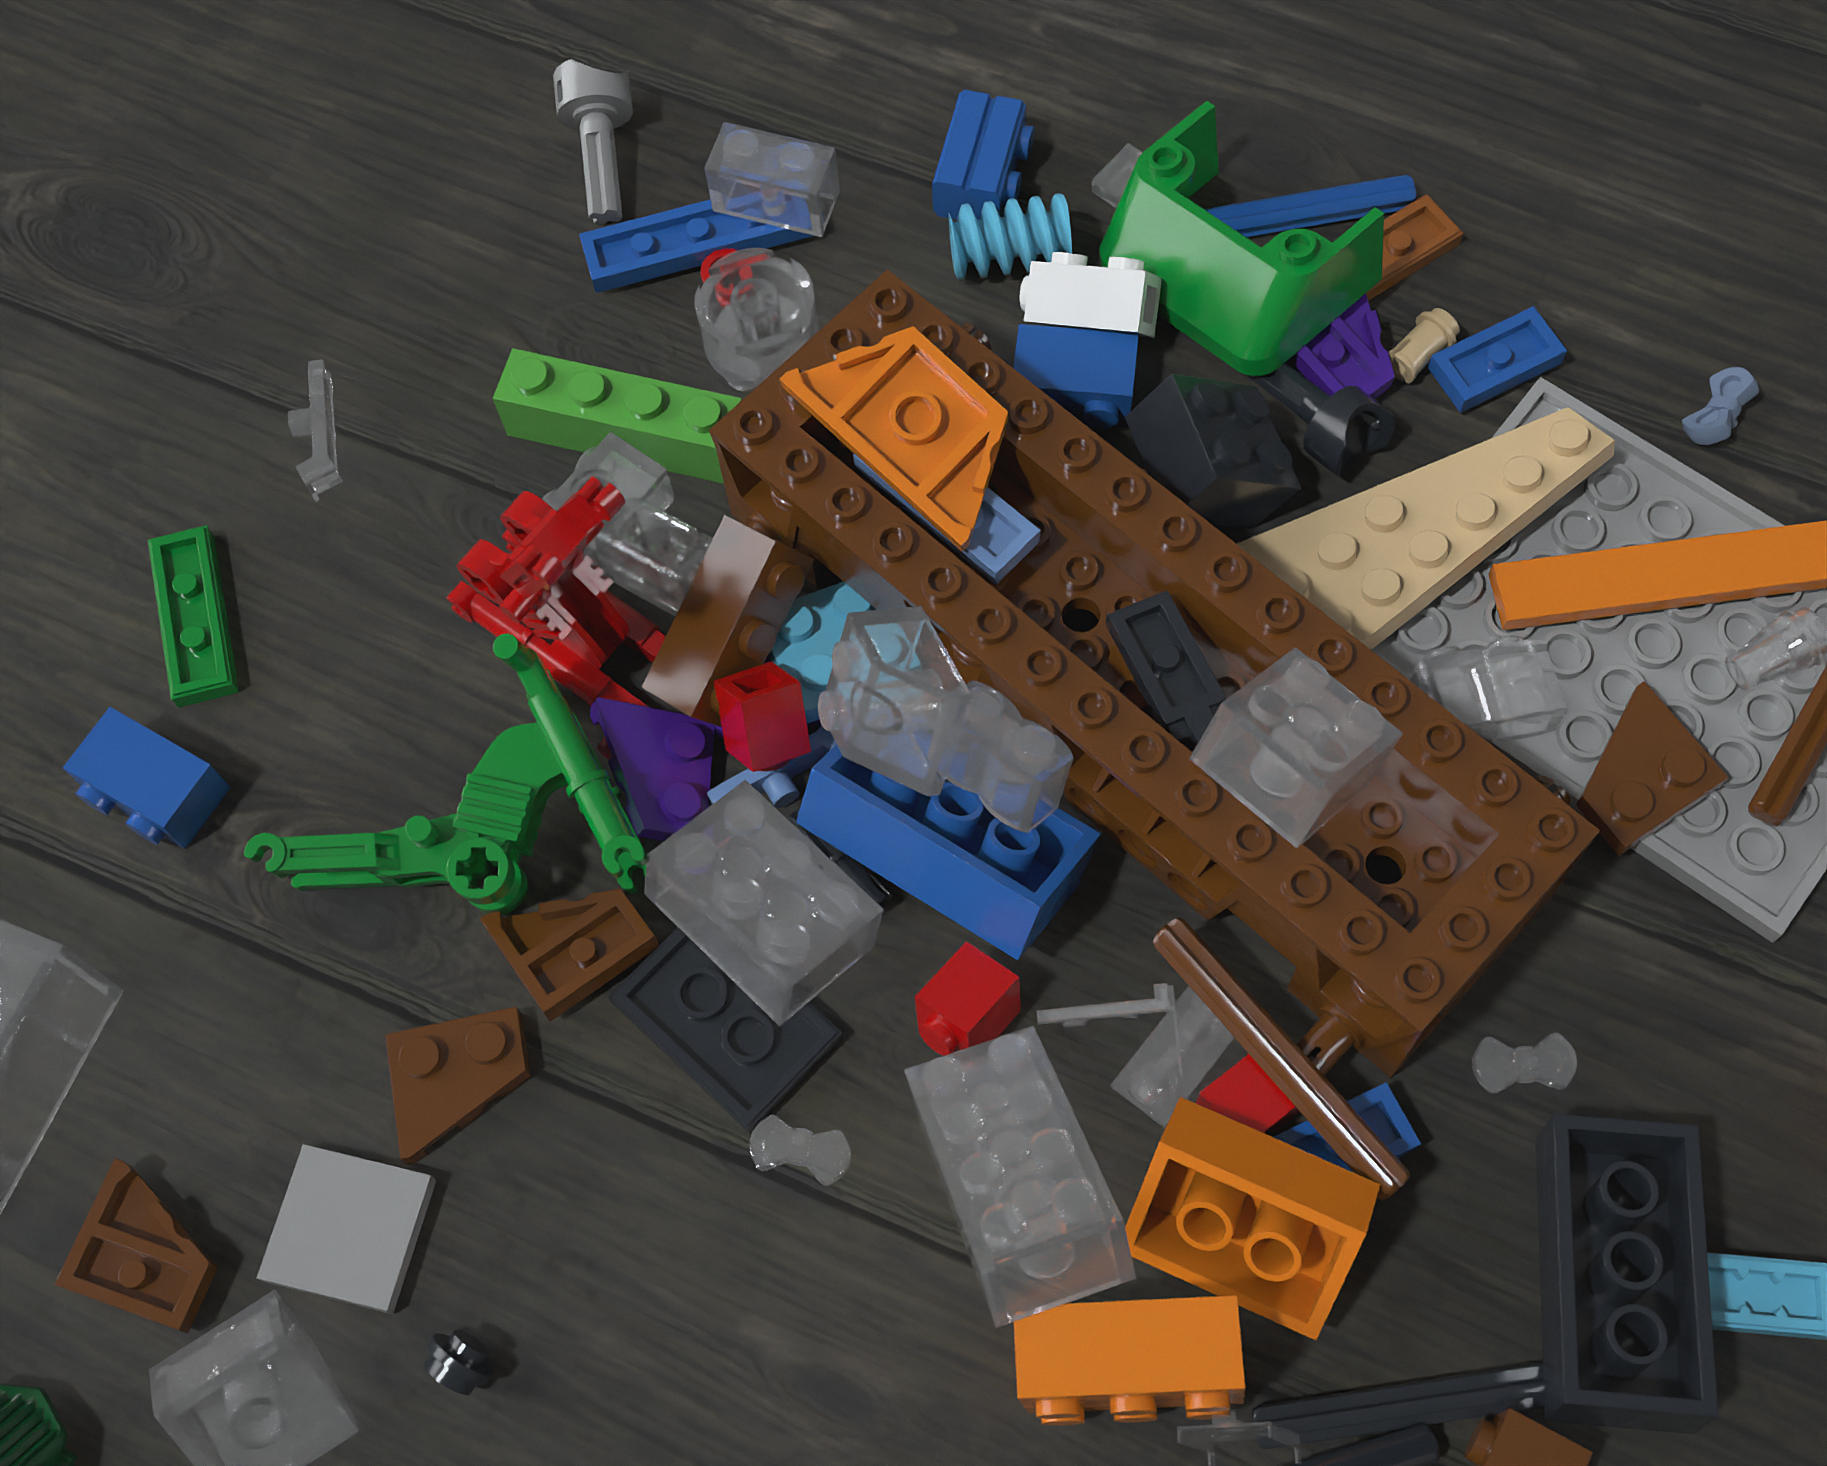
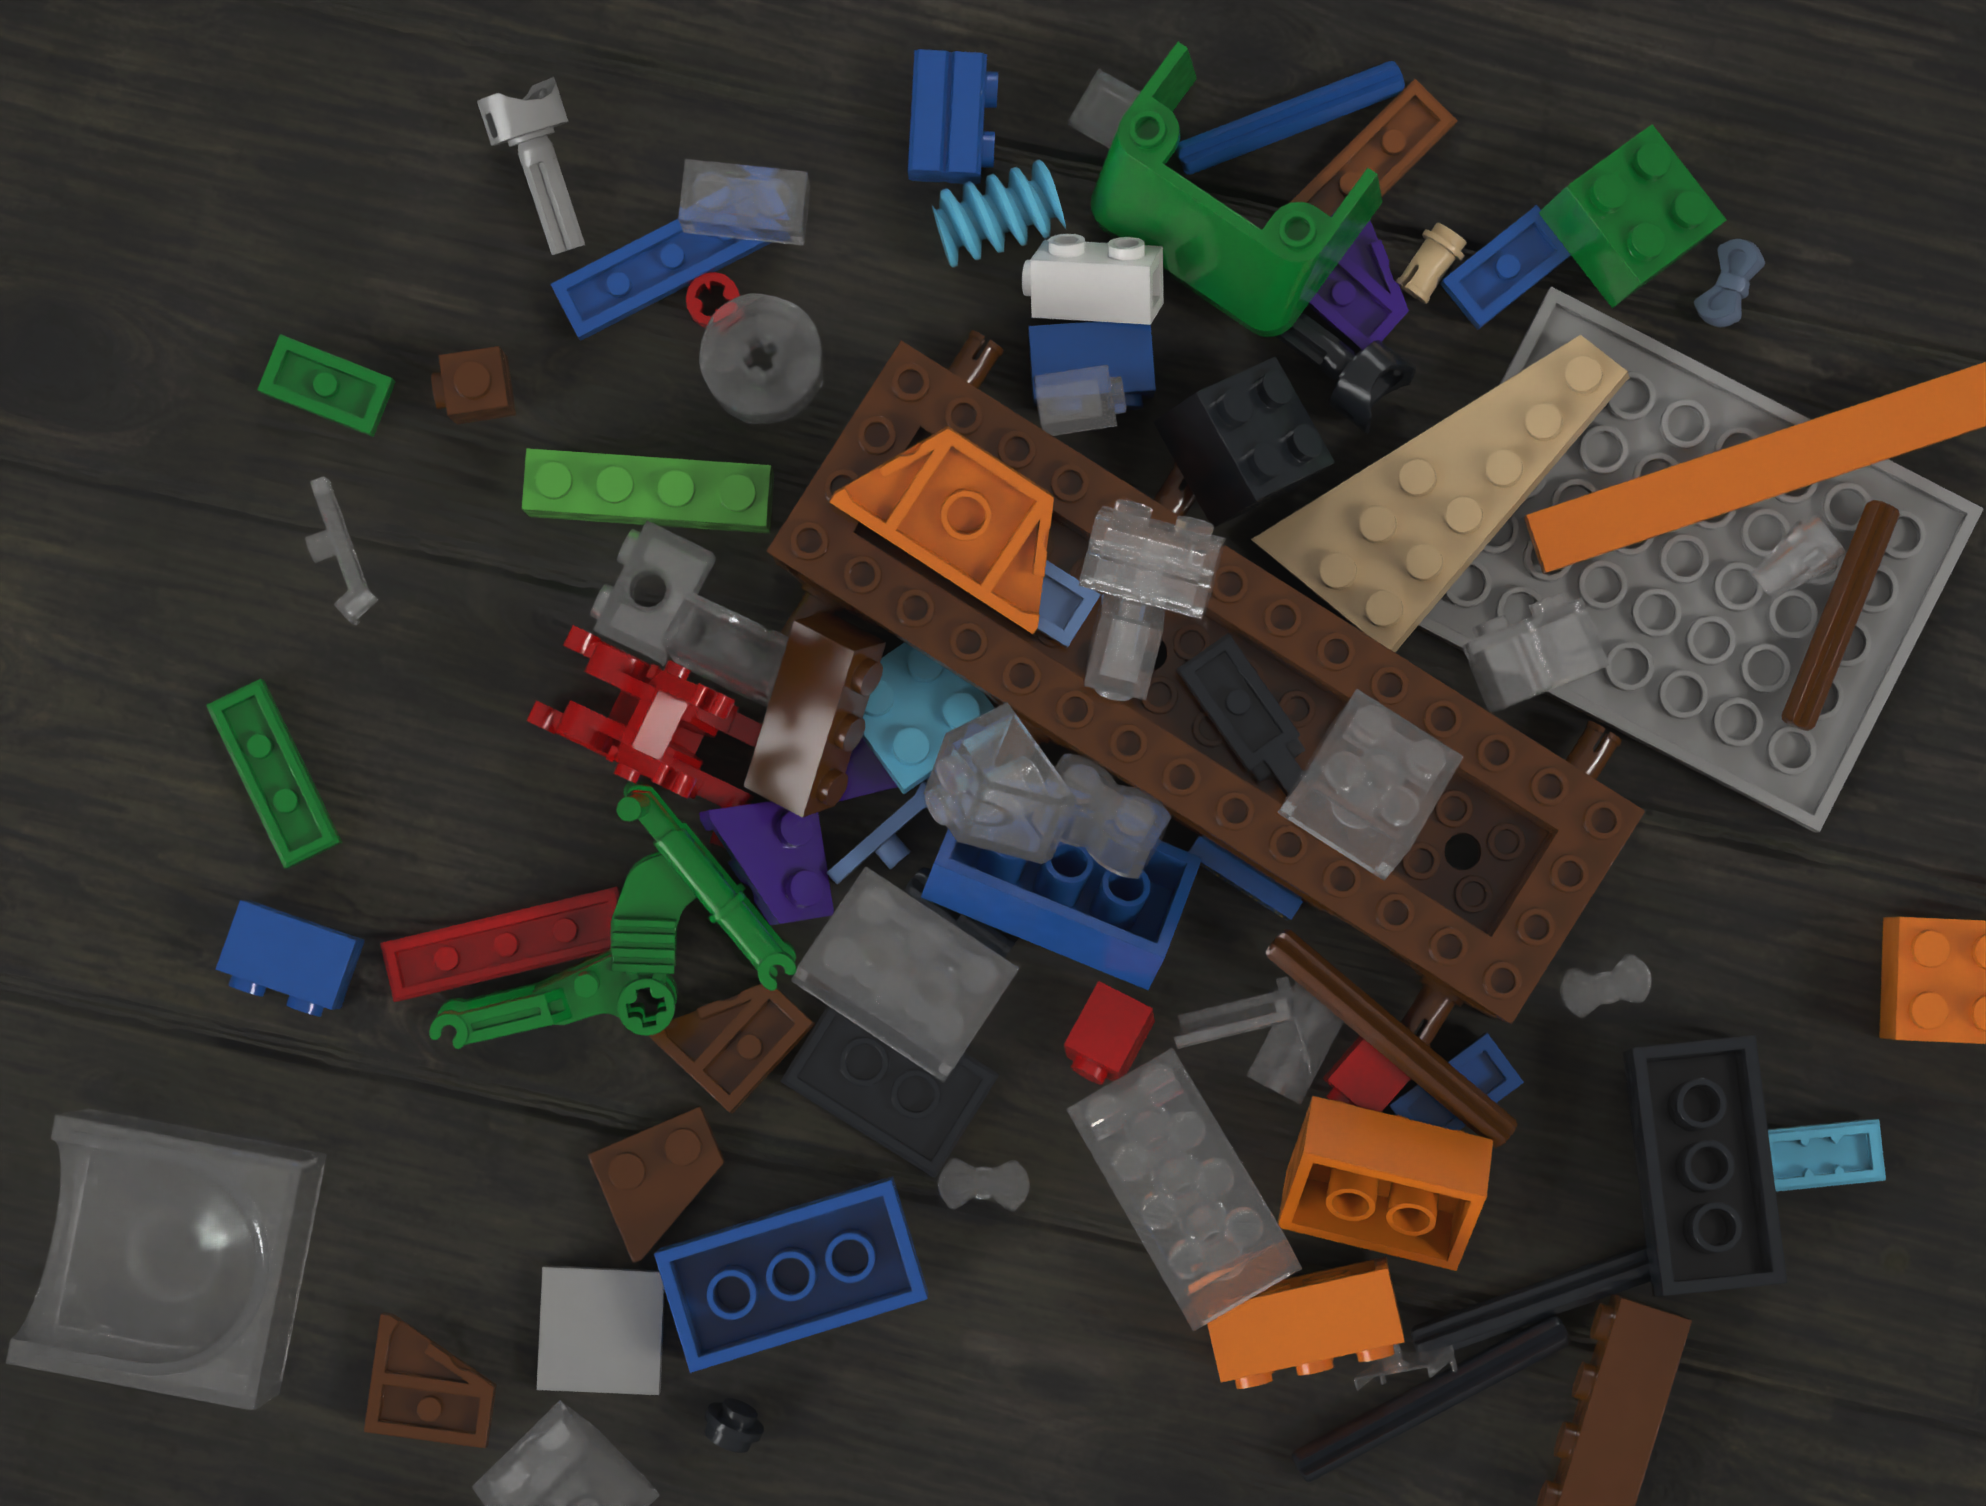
camera: 20 degrees left, 20 degrees up
(344, 806) = (500, 945): none -> red tile
(351, 289) = (326, 385): none -> green plate
(485, 304) = (474, 385): none -> reddish brown brick
(562, 1196) = (791, 1274): none -> blue brick
(762, 717) = (869, 804): red brick -> none
(1055, 561) = (1123, 648): none -> clear brick
(1060, 371) = (1078, 400): none -> clear brick
(1099, 479) = (1152, 558): none -> clear brick
(1144, 874) = (1246, 878): none -> blue tile
(1629, 321) = (1632, 215): none -> green brick
(1646, 773) = (1687, 701): reddish brown wing -> none

